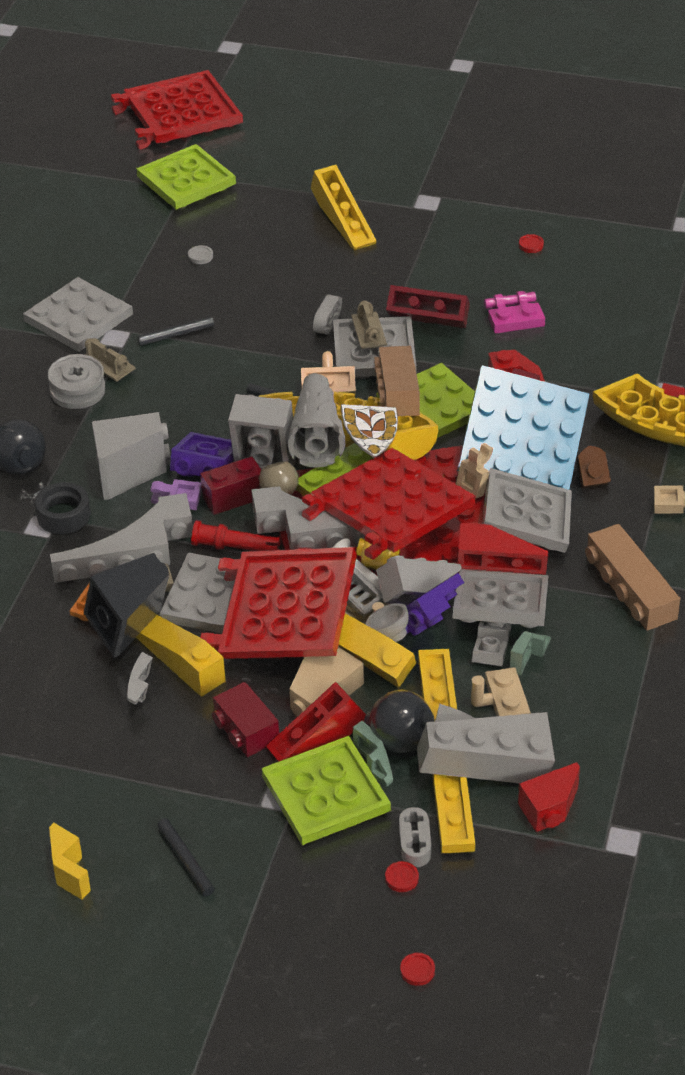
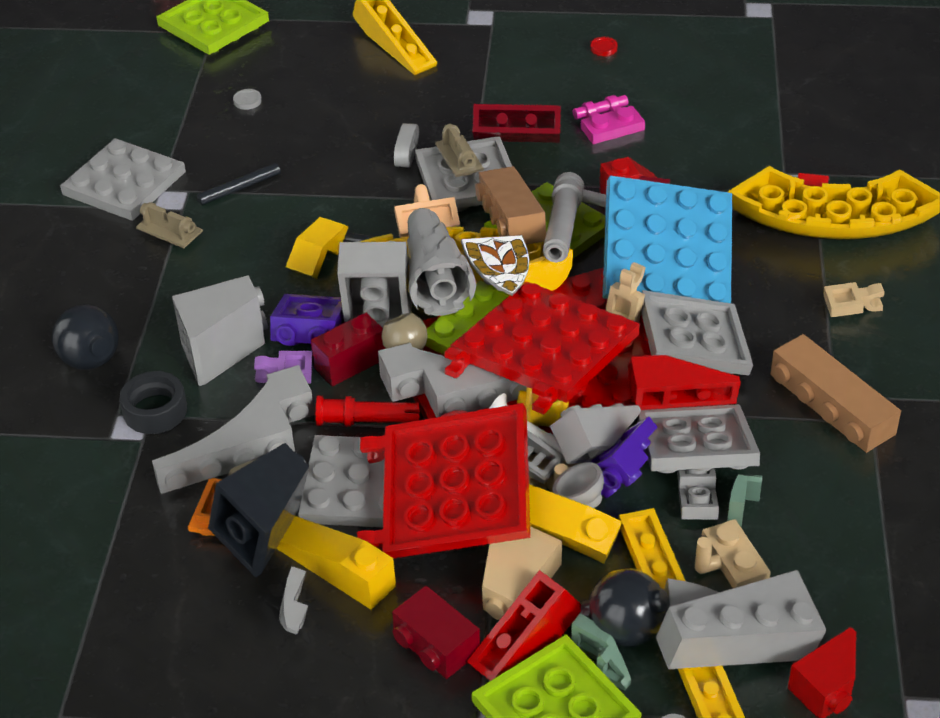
camera: 10 degrees left, 0 degrees up
(76, 381) = (138, 253): light grey wheel -> none
(222, 393) = (314, 244): none -> yellow slope
(449, 379) = (566, 198): none -> light grey cylinder
(592, 467) = (749, 274): reddish brown plate -> none

